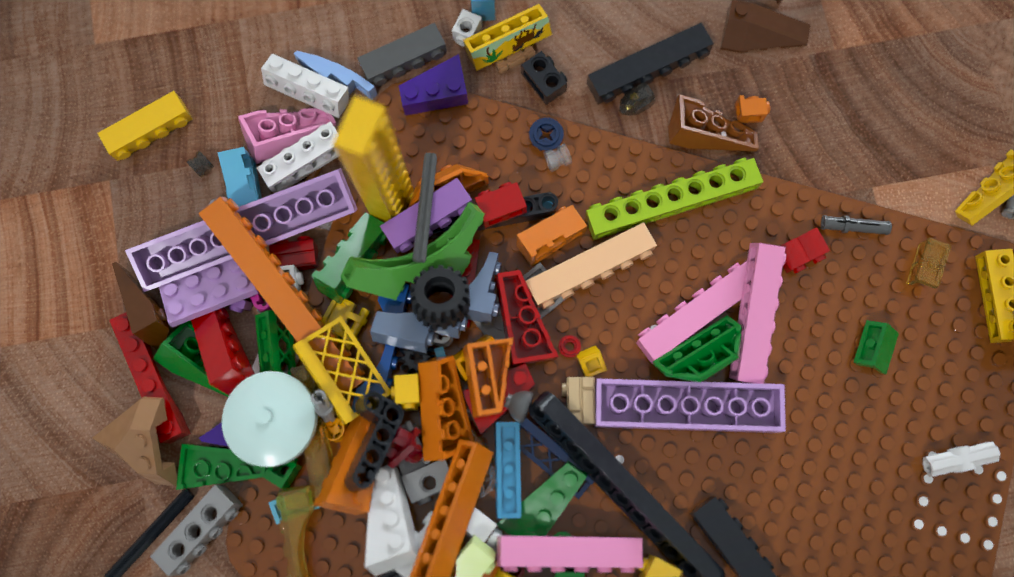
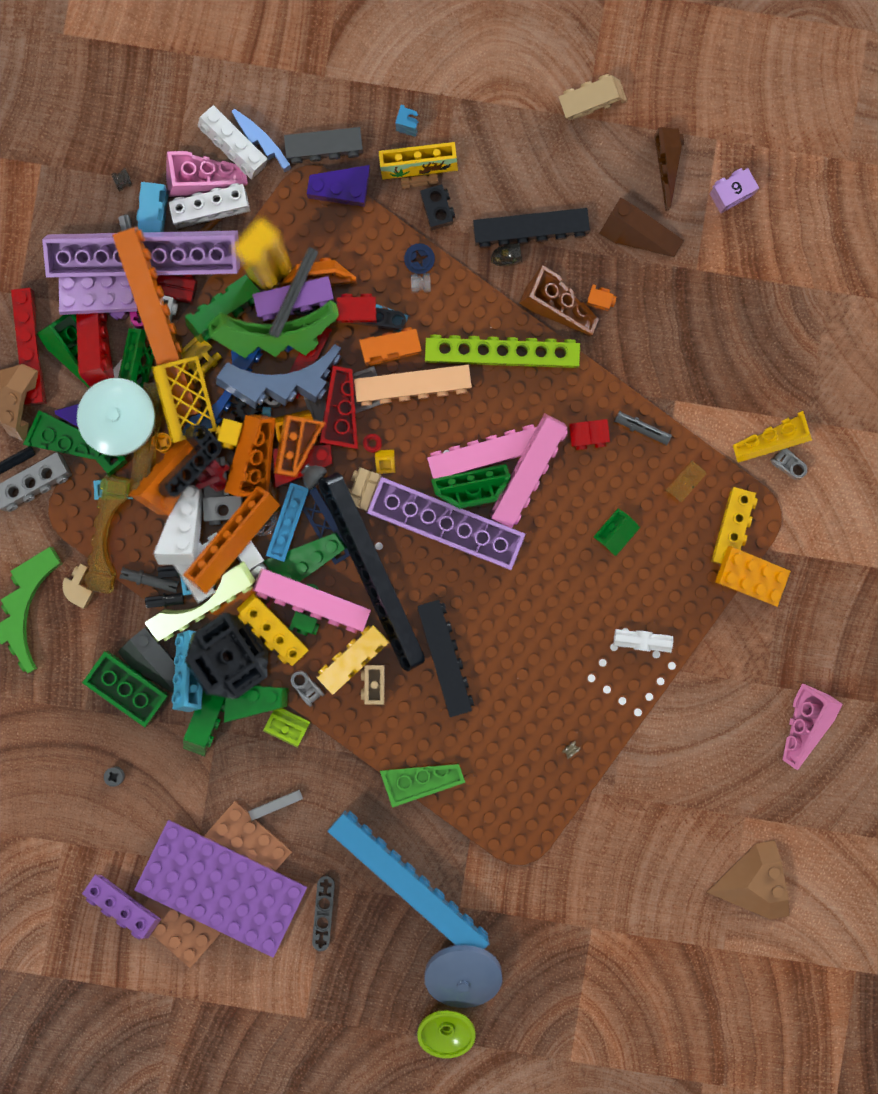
camera: 15 degrees right, 10 degrees up
(144, 314) = (41, 297): reddish brown wedge -> none
(145, 126) = (86, 129): yellow brick -> none
(323, 406) = (160, 422): light grey axle -> none
(440, 281) = (285, 356): black tyre -> none
(466, 20) = (387, 130): white brick -> none

